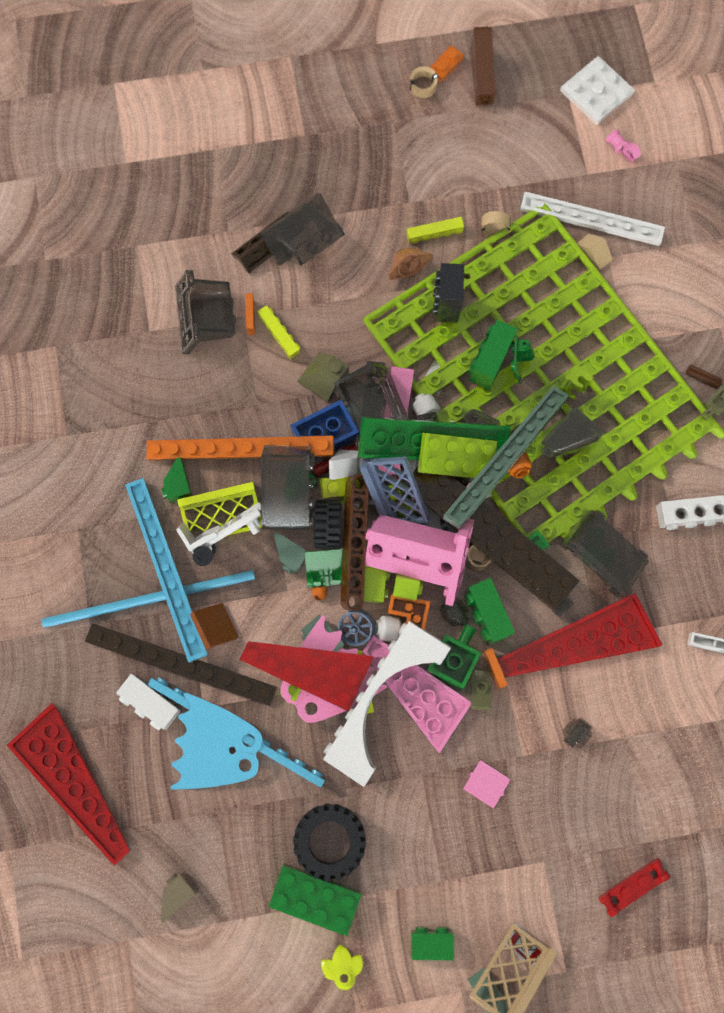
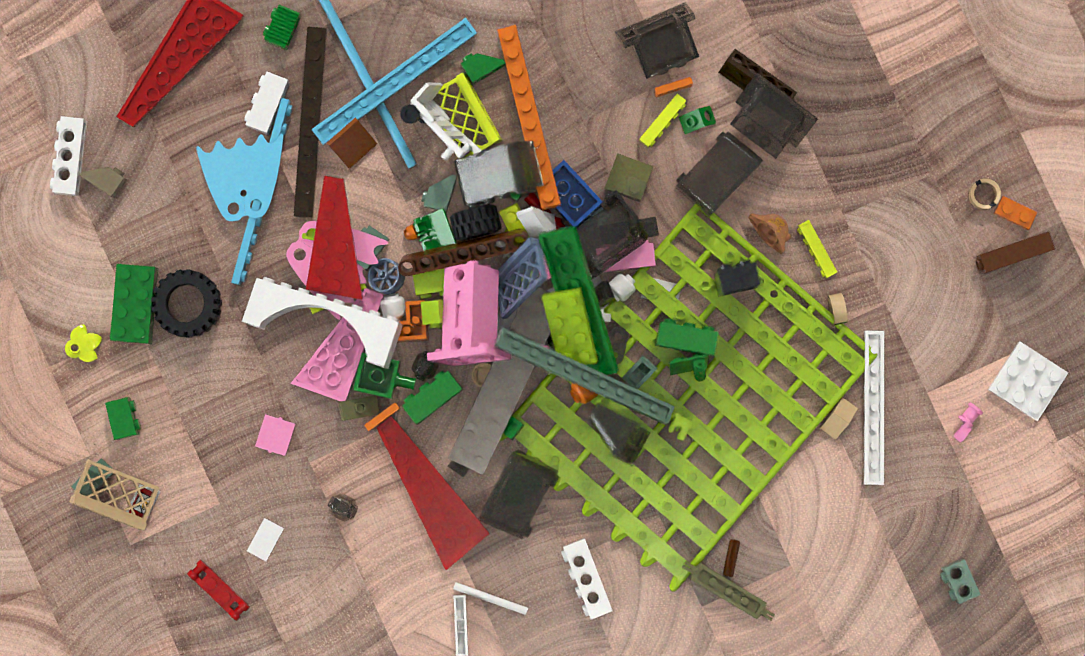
camera: 80 degrees right, 10 degrees up
(76, 666) = (282, 27): none -> green brick
(171, 934) = (74, 165): none -> white brick
(287, 303) = (696, 119): none -> green bracket
(344, 292) = (718, 173): none -> clear smoke windscreen
(512, 407) = (639, 372): none -> sand green slope
(591, 823) = (265, 539): none -> white sticker
(697, 610) = (490, 598): none -> white bar

